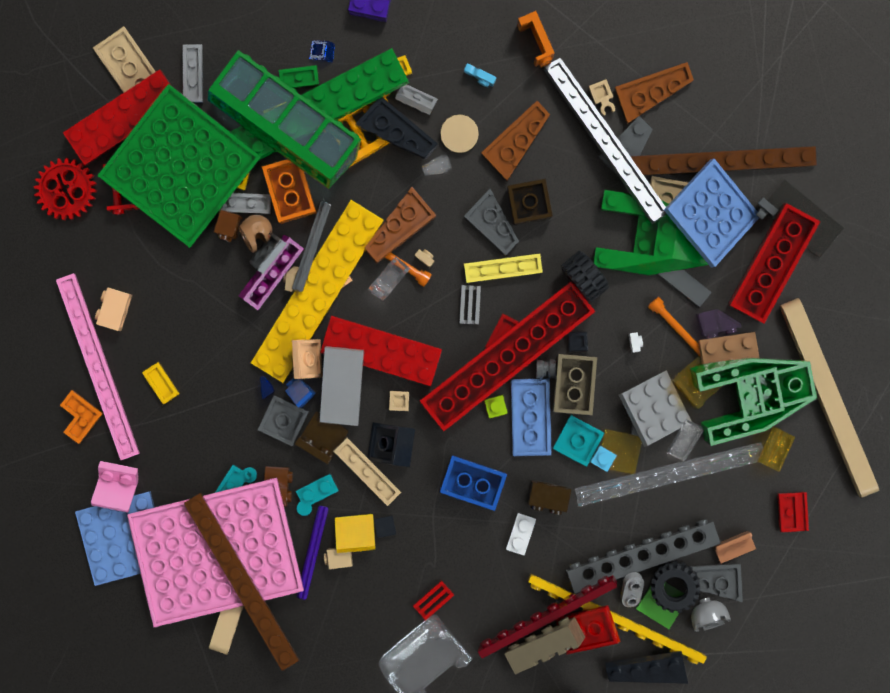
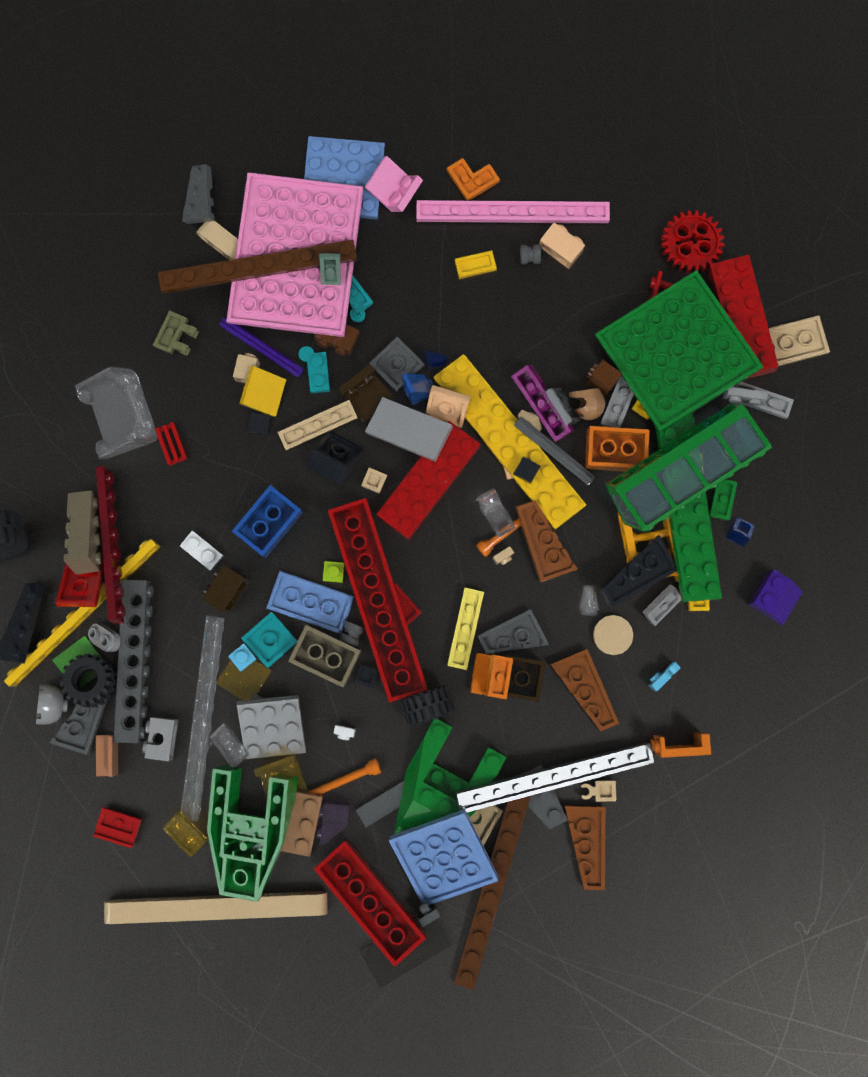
camera: 110 degrees right, 5 degrees down
(133, 335) = (530, 254): none -> dark grey wheel
(194, 665) = (198, 199): none -> dark grey wing
(196, 82) = (753, 397): none -> light grey plate
(219, 512) = (330, 268): none -> sand green slope
(330, 640) = (171, 332): none -> olive plate
(339, 264) = (526, 470): none -> black tile
(470, 288) = (447, 577): light grey tile -> none
(537, 229) = (491, 675): none -> orange panel
(690, 504) = (168, 729): none -> light grey brick

